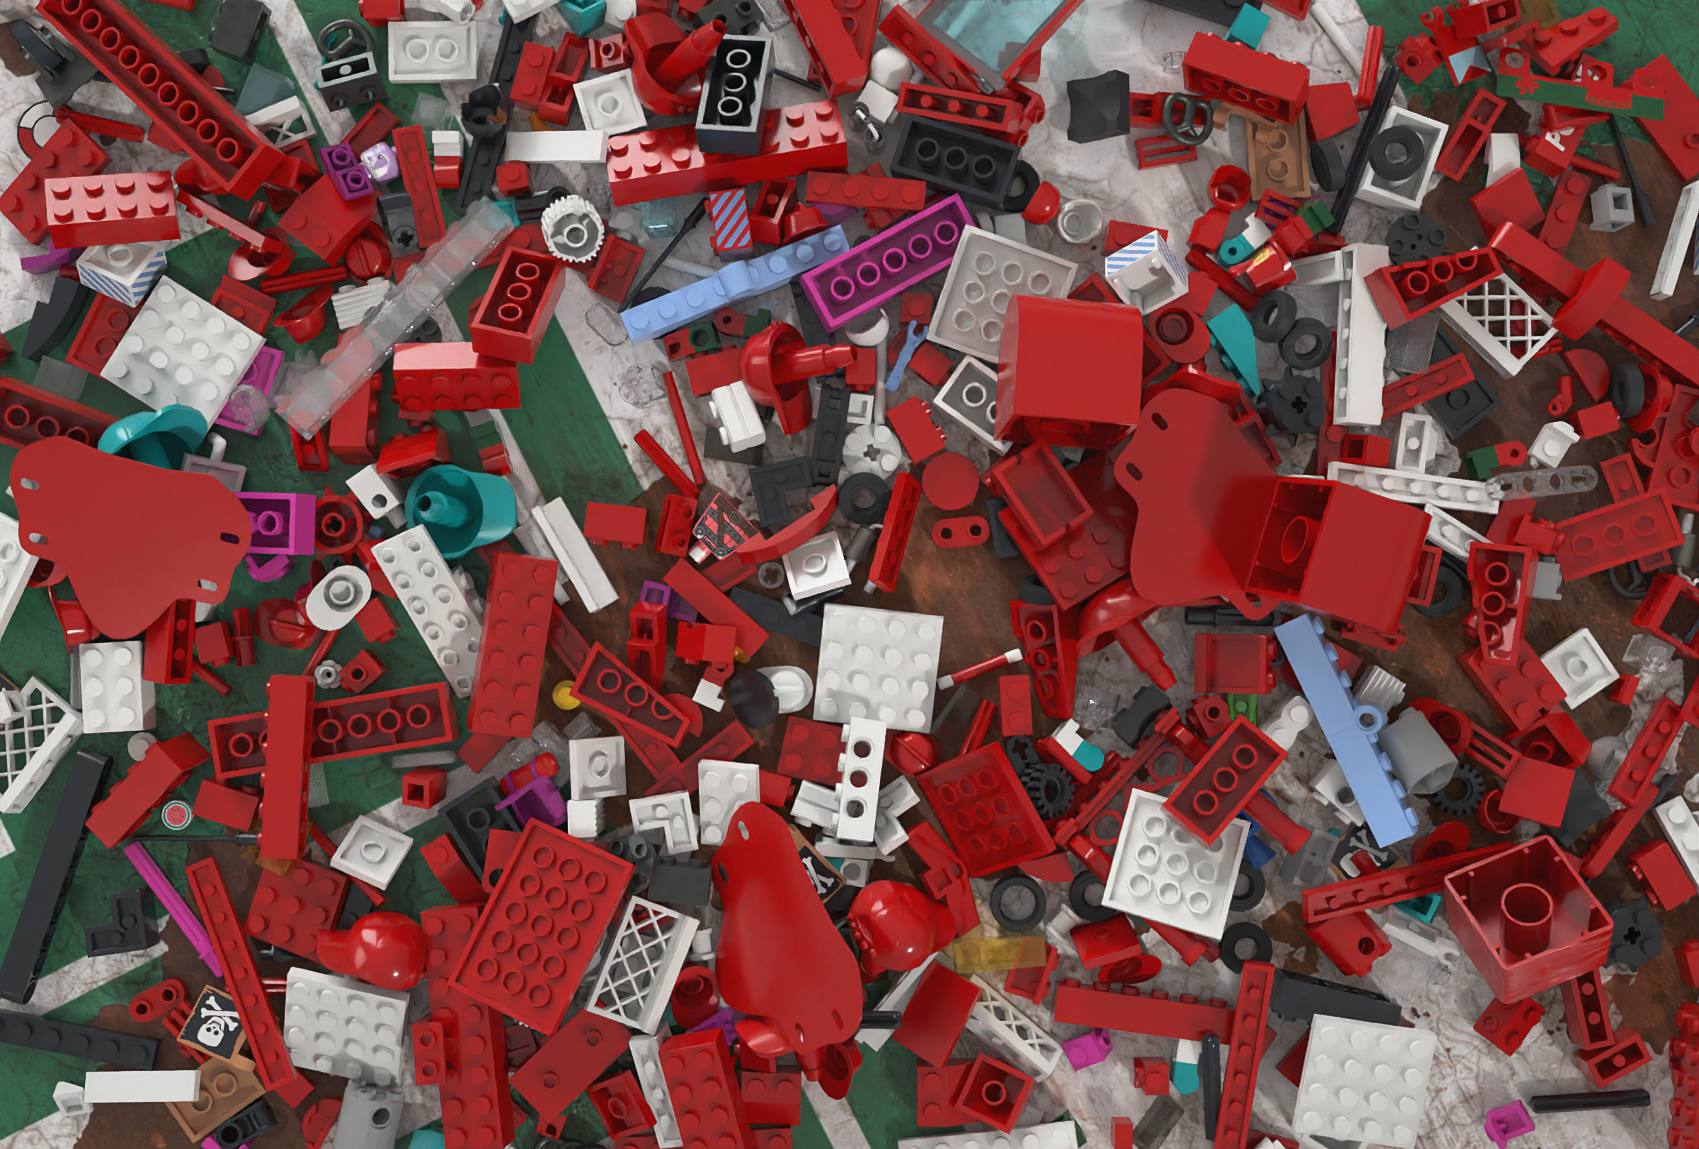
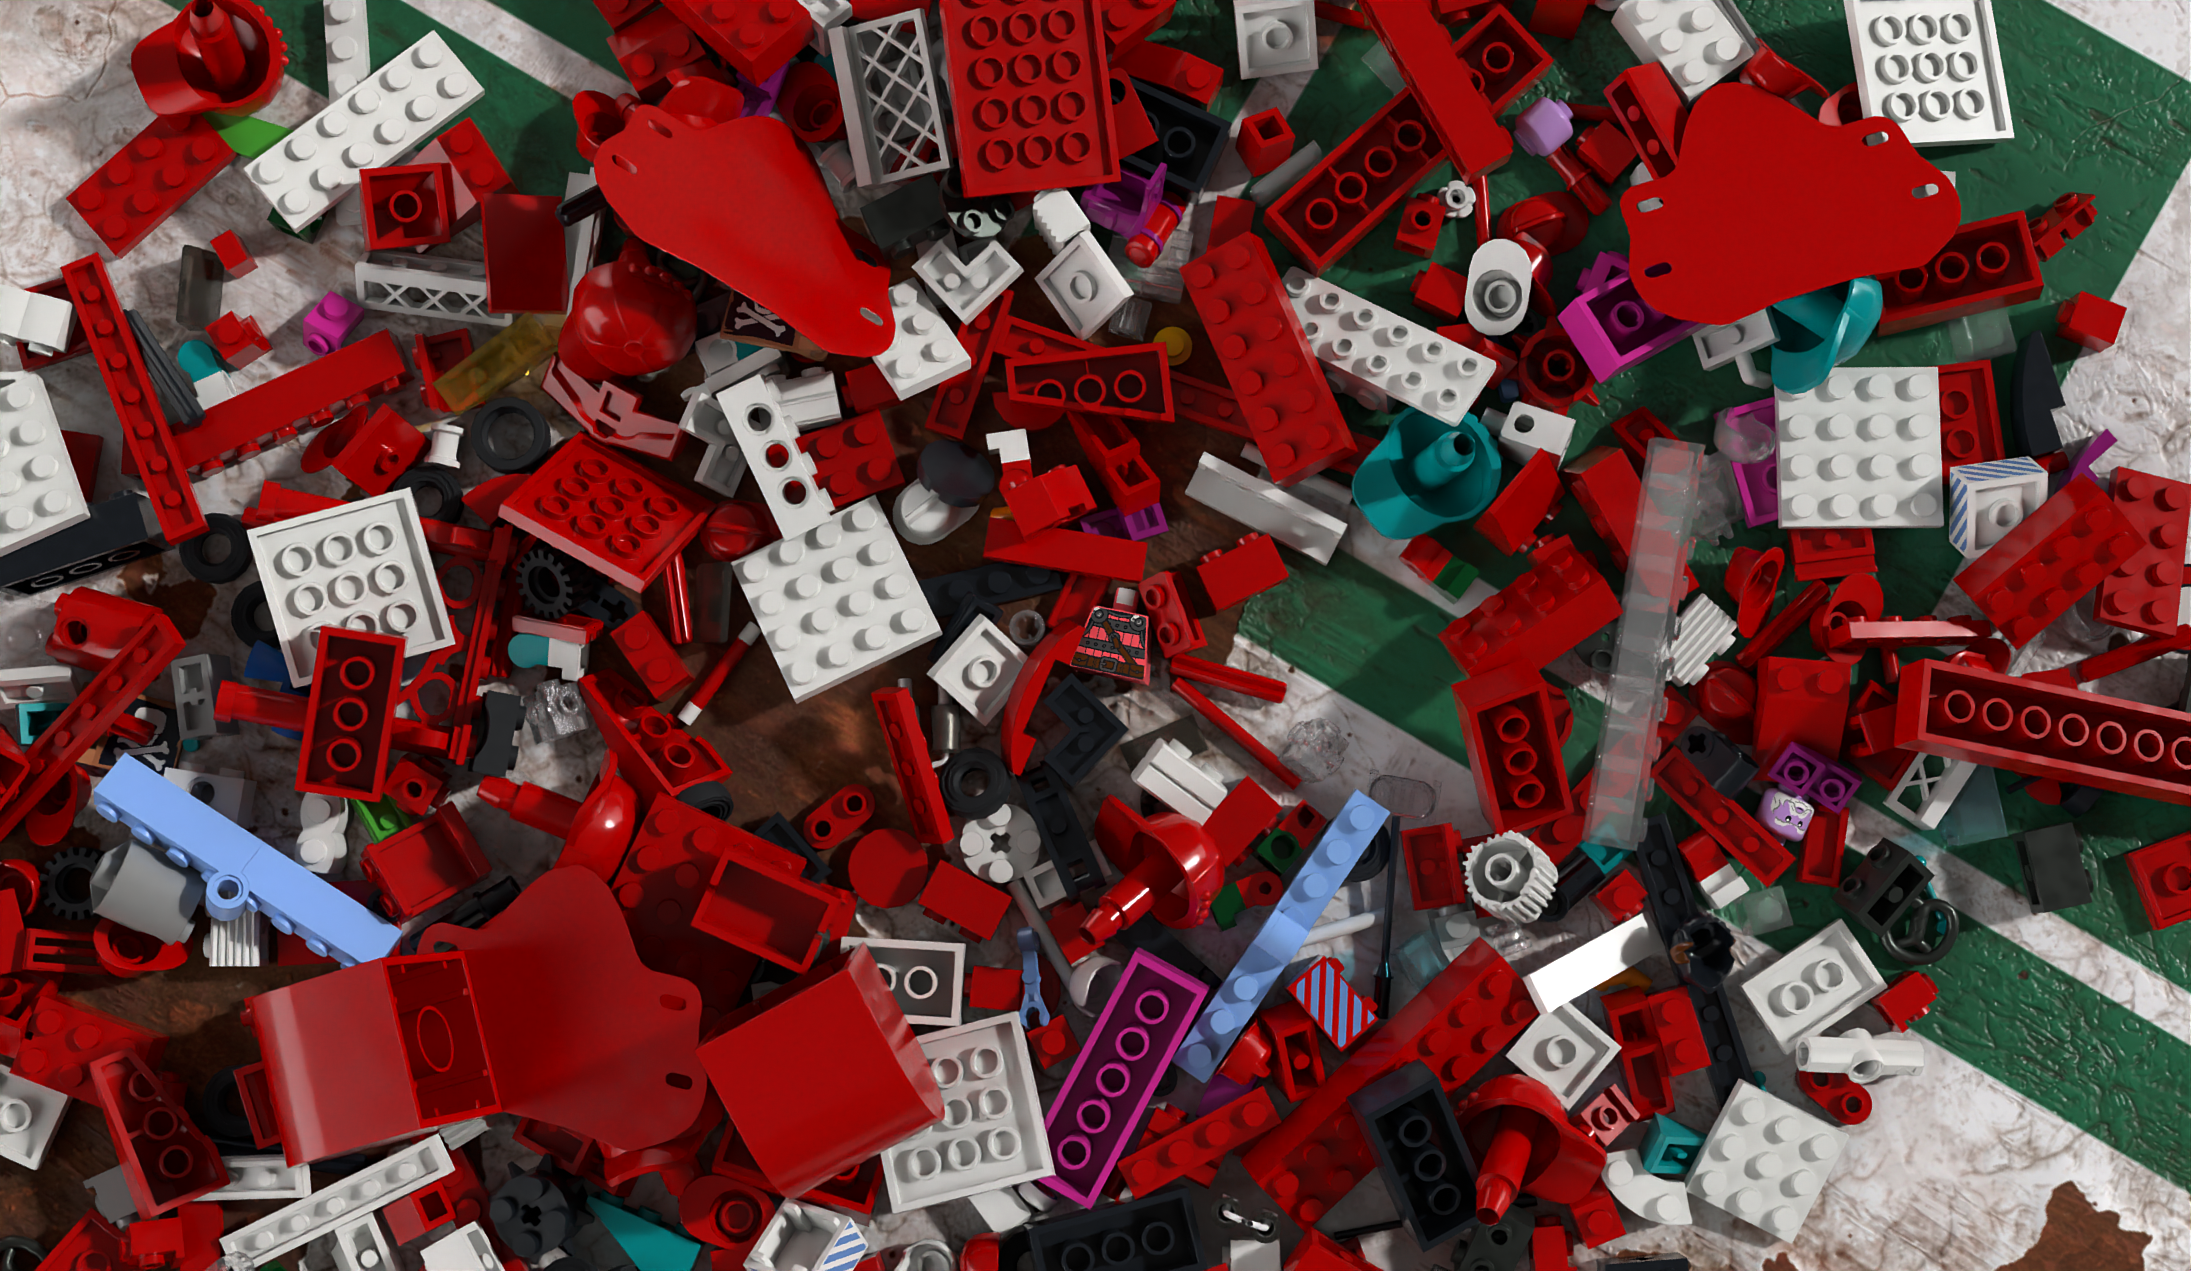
camera: 155 degrees right, 5 degrees down
(242, 684) = (1543, 126): none -> lavender head

